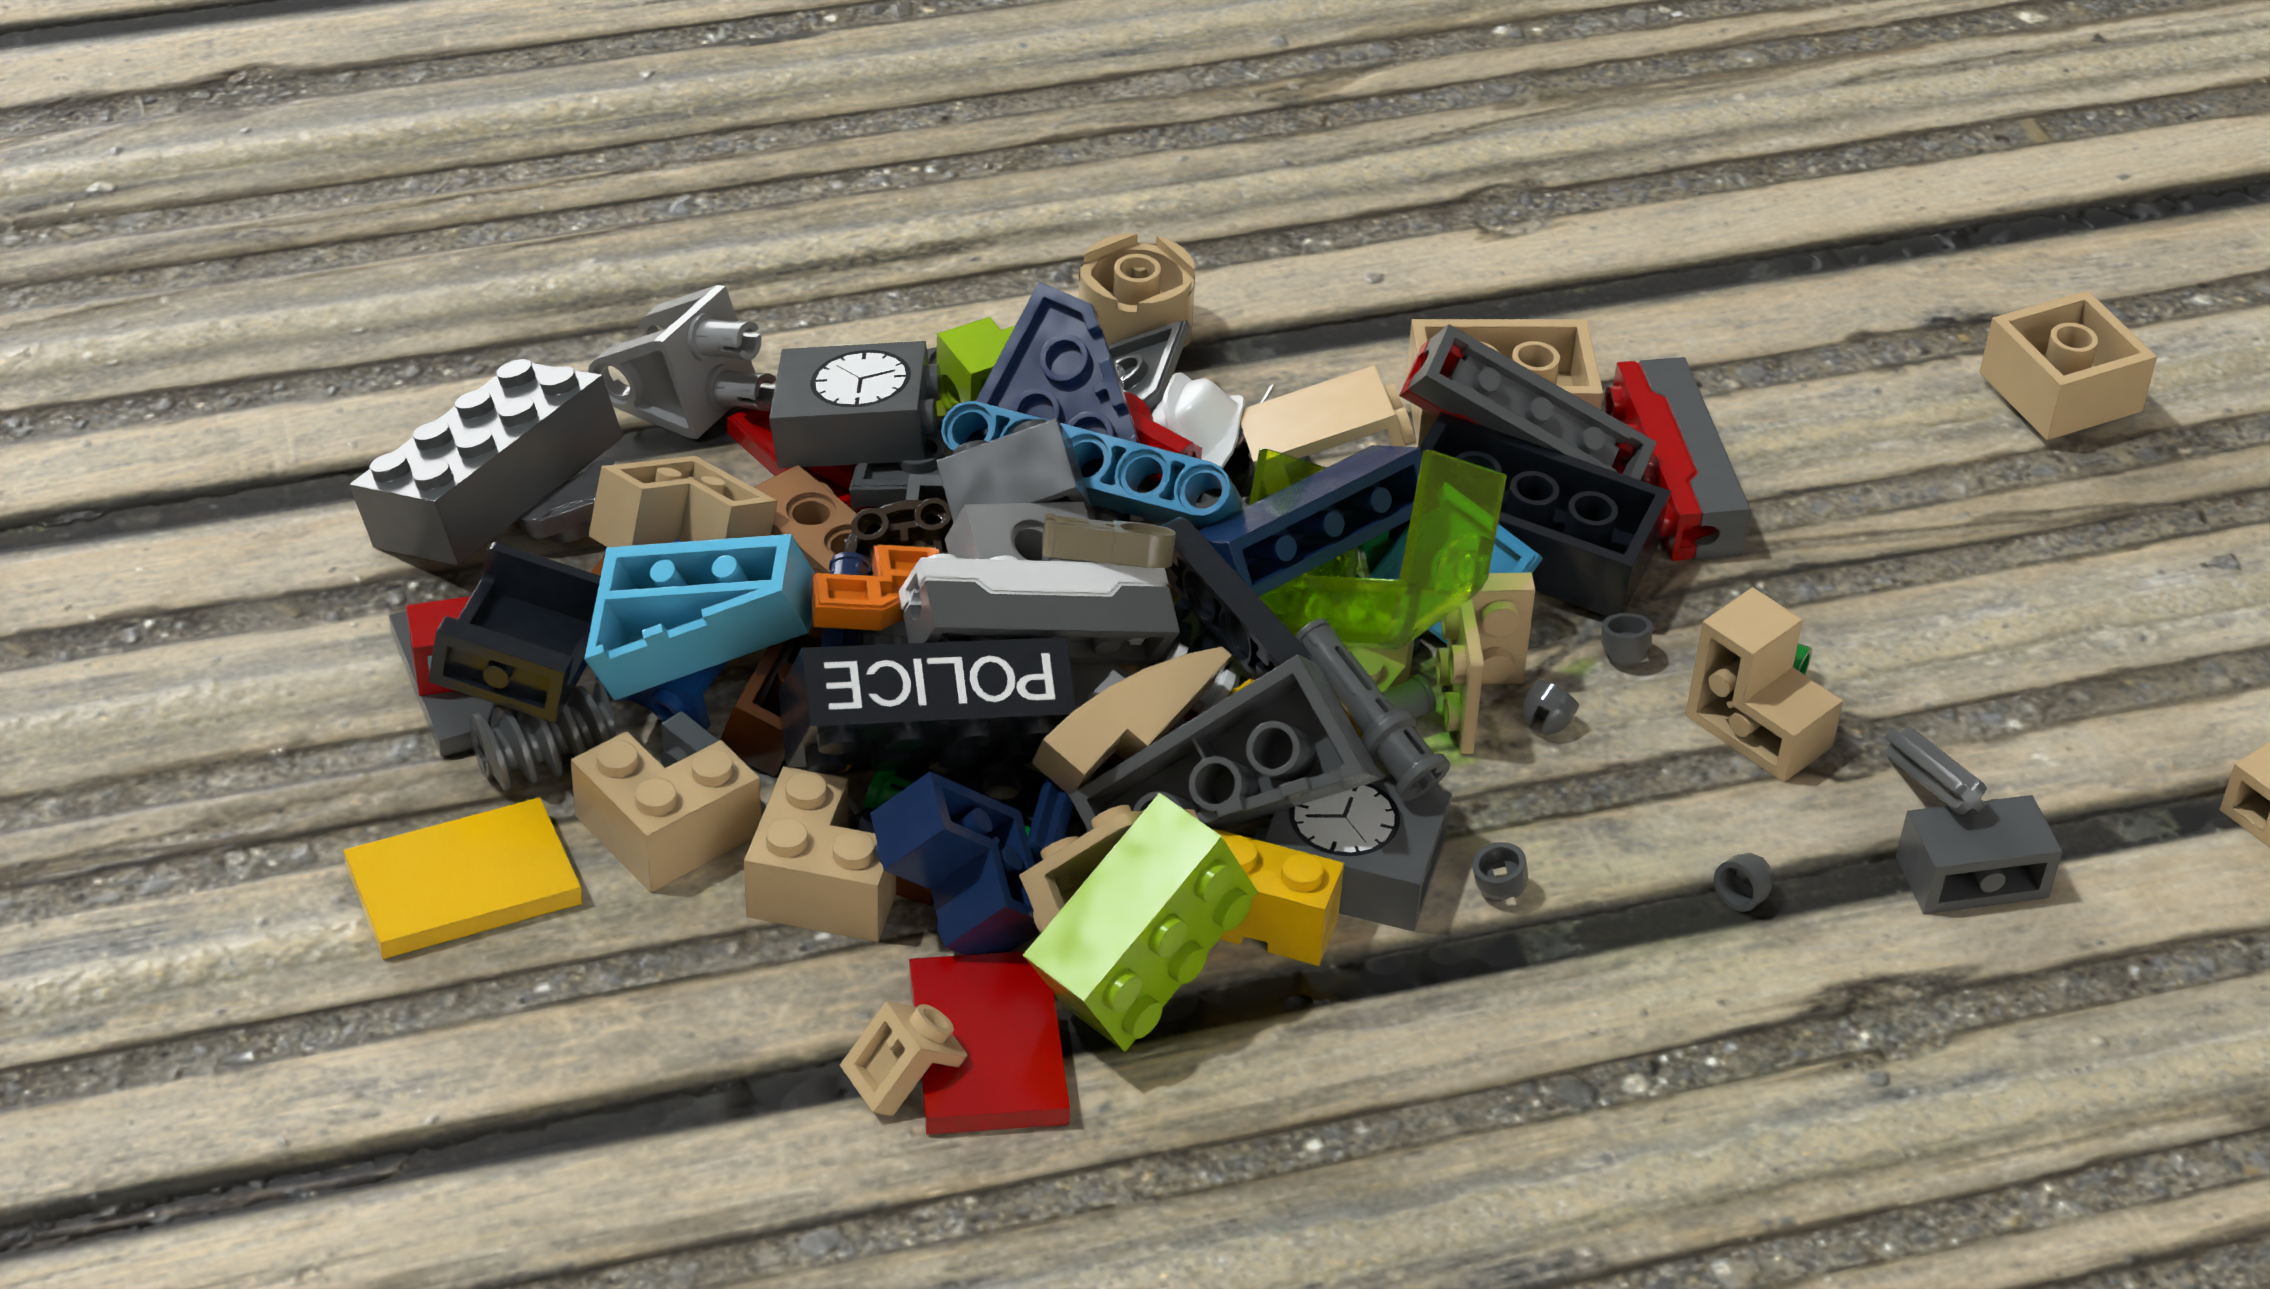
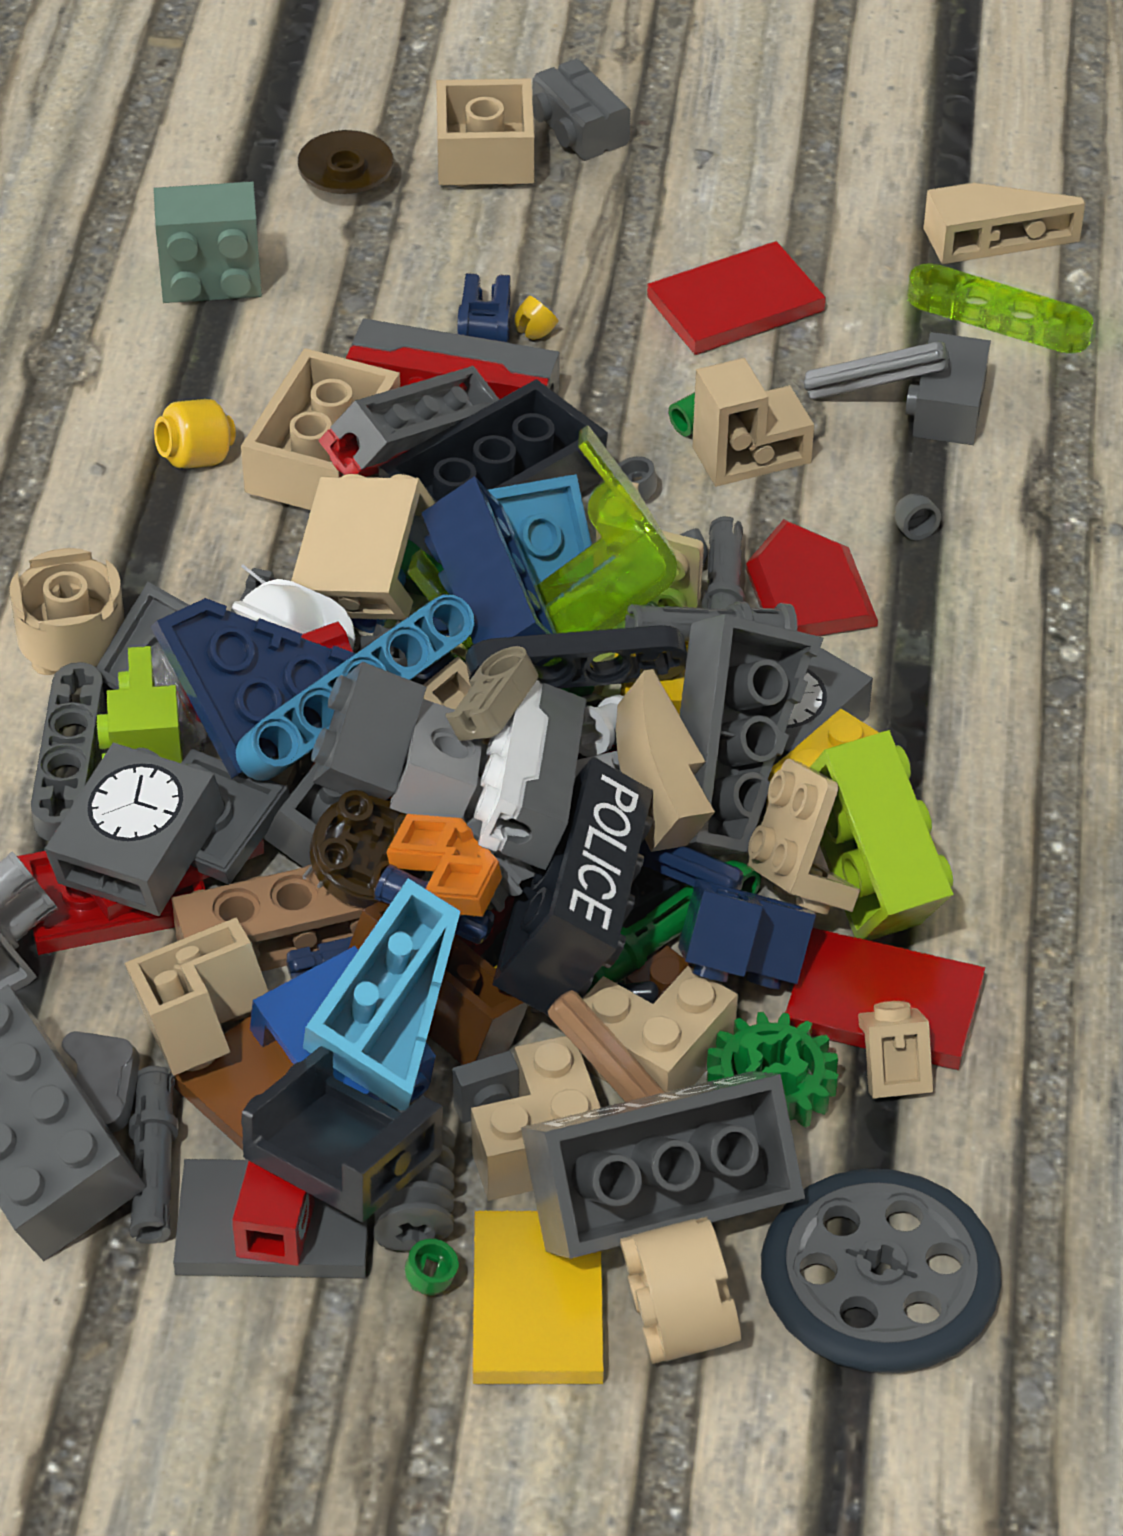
camera: 65 degrees left, 5 degrees up
(454, 783) = (445, 1270): none -> green hinge
(462, 579) = (153, 1132): none -> dark grey pin
(480, 955) = (680, 1289): none -> tan brick
(596, 1203) = (894, 1340): none -> wedge
(616, 884) = (662, 1162): none -> dark grey brick
(744, 810) = (602, 1048): none -> medium nougat axle
(820, 966) = (781, 1051): none -> green gear
(1445, 295) = (194, 433): none -> yellow head
(1494, 753) = (724, 564): none -> dark grey pin
(1497, 856) = (851, 638): dark grey hinge -> none
(1579, 825) = (814, 578): none -> red tile
(1709, 222) = (207, 242): none -> sand green brick
(1795, 456) = (488, 318): none -> dark blue piece
(1822, 496) = (534, 319): none -> yellow hinge
(1938, 289) = (345, 162): none -> dark brown dish
(1997, 645) = (735, 297): none -> red tile
(2179, 871) = (1067, 327): none -> clear neon green beam
(2186, 432) = (580, 109): none -> dark grey brick

